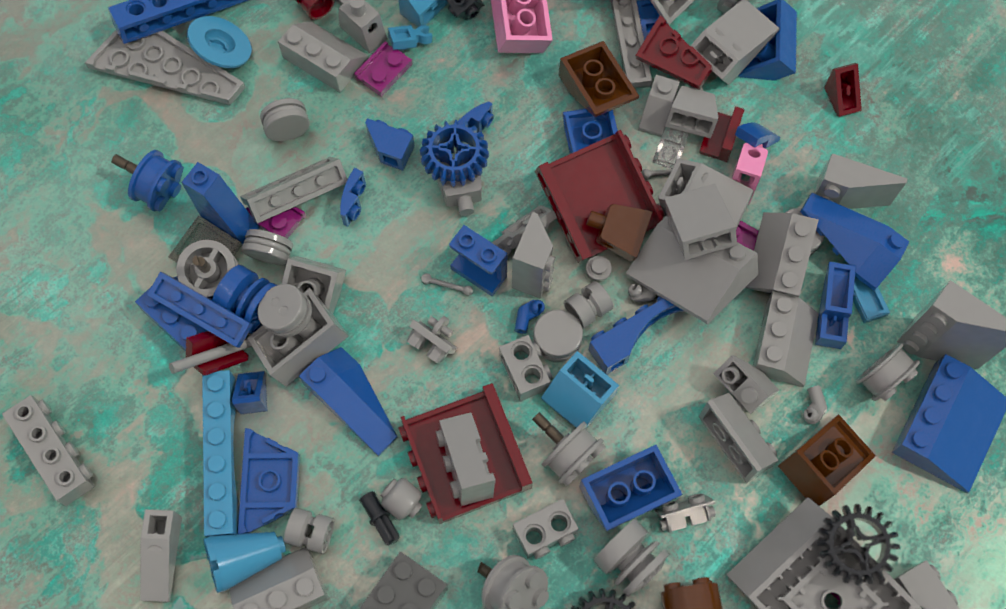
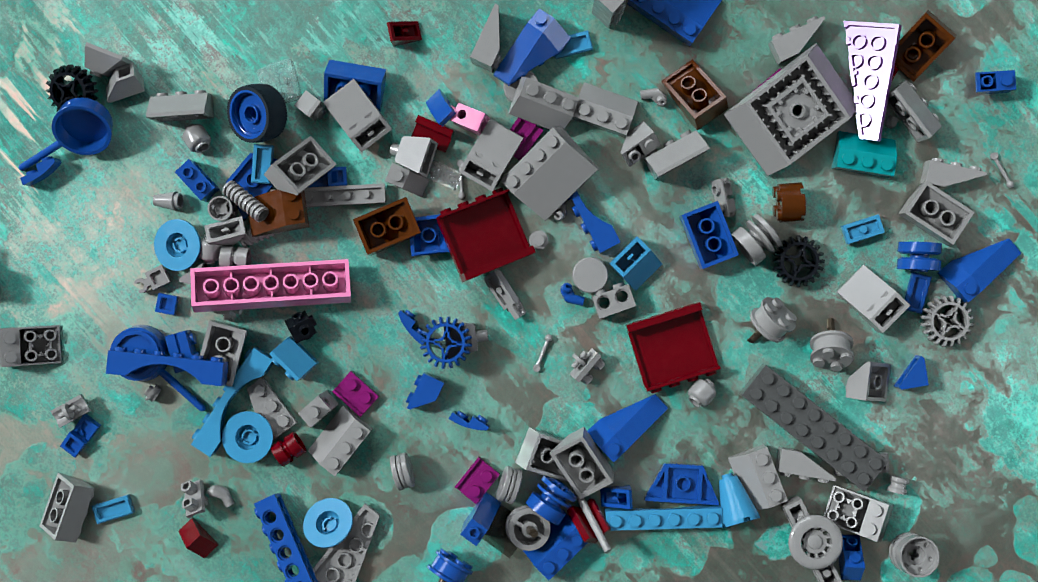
camera: 90 degrees left, 20 degrees up
(158, 554) = (728, 558): light grey slope -> none
(200, 309) = (562, 532): blue plate -> none
(284, 310) = (568, 471): light grey head -> none
(295, 189) = (462, 463): light grey fence -> none
(300, 526) = (719, 463): light grey wheel -> none
(379, 518) = (714, 408): black axle -> none
(407, 37) = (330, 375): dark azure plate -> none
(465, 459) = (680, 348): light grey wedge -> none
(479, 260) = (533, 330): blue panel -> none
(533, 260) = (539, 289): light grey slope -> none
(541, 523) = (724, 298): light grey brick -> none
(571, 452) = (680, 274): light grey wheel -> none
(590, 303) = (569, 250): light grey wheel -> none
(621, 229) = (513, 221): reddish brown torso -> none
(672, 55) = (367, 164): dark red wing -> none
(700, 221) = (523, 165): light grey brick -> none
(835, 305) = (581, 69): blue slope -> none
(862, 558) = (766, 83): black gear -> none
(888, 372) = (638, 42): light grey wheel -> none

